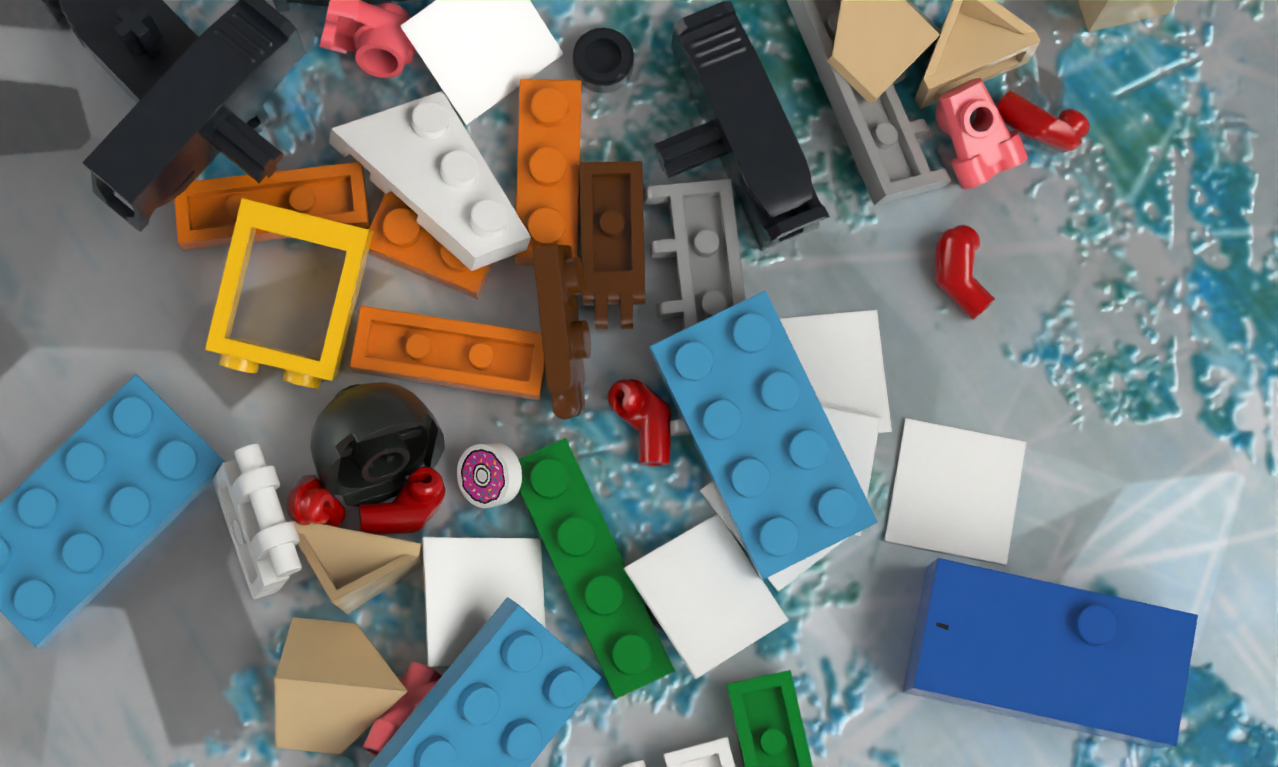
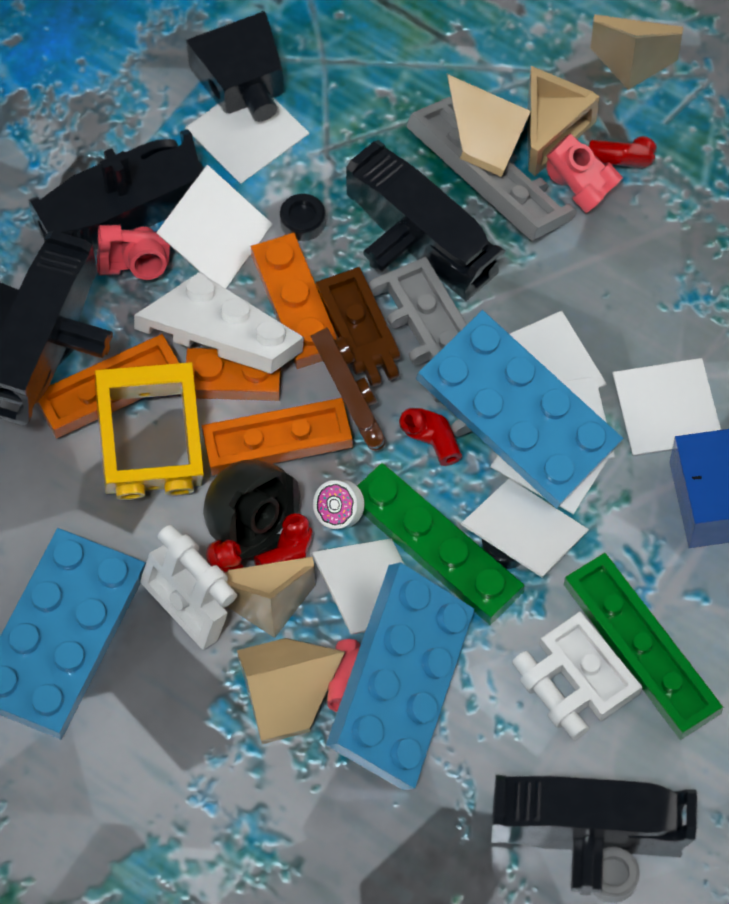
camera: 15 degrees left, 15 degrees down
(955, 270) = (605, 266): red arm -> none

